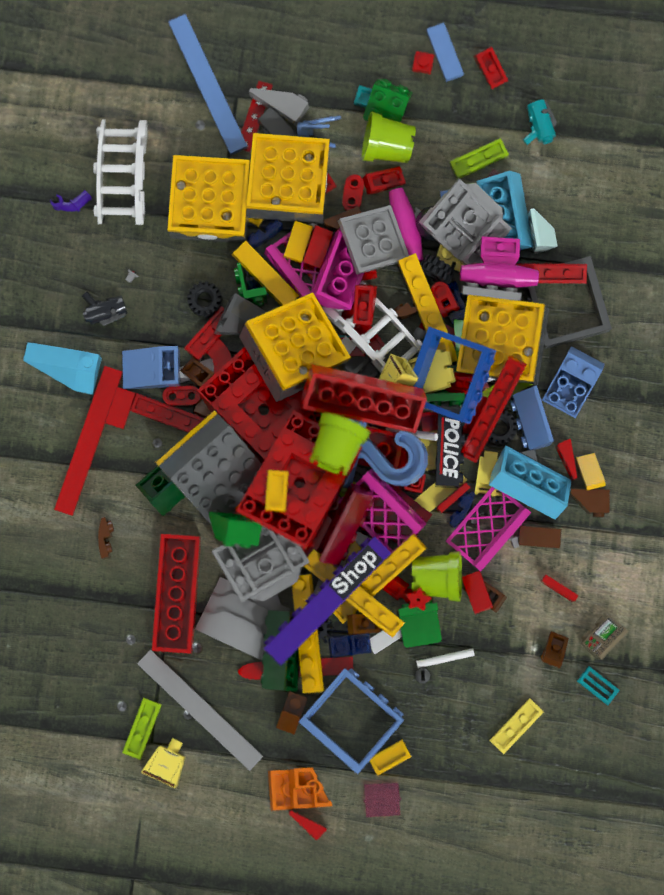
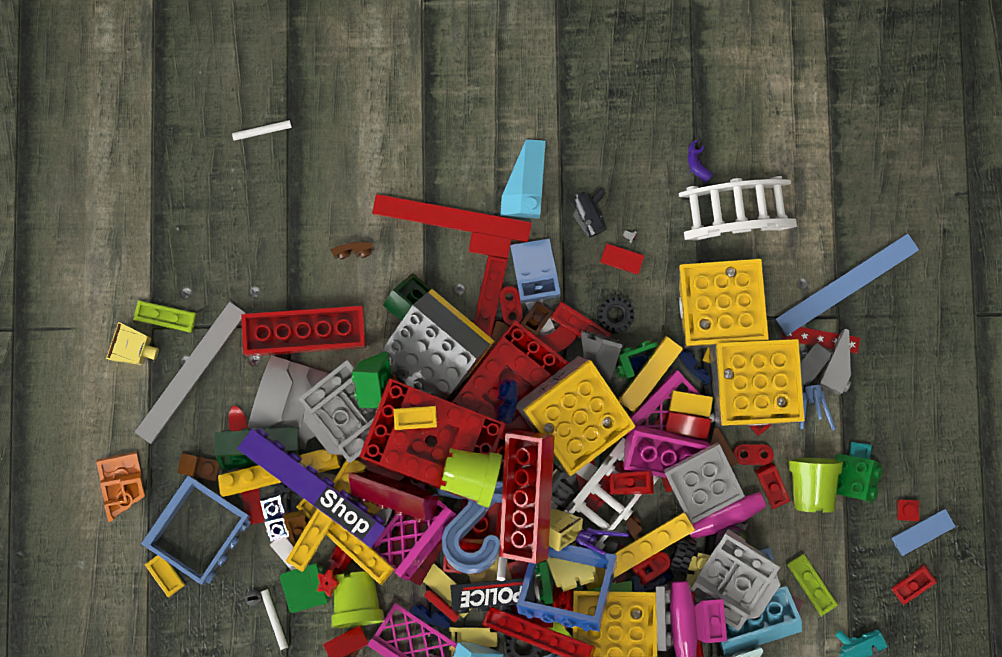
camera: 80 degrees right, 0 degrees up
(152, 286) = (622, 259): none -> red tile
(265, 405) = (508, 394): none -> clear blue slope
(313, 828) = (85, 501): red slope -> none
(382, 799) = (121, 573): clear pink piece -> none
(411, 353) = (588, 541): none -> dark purple plant

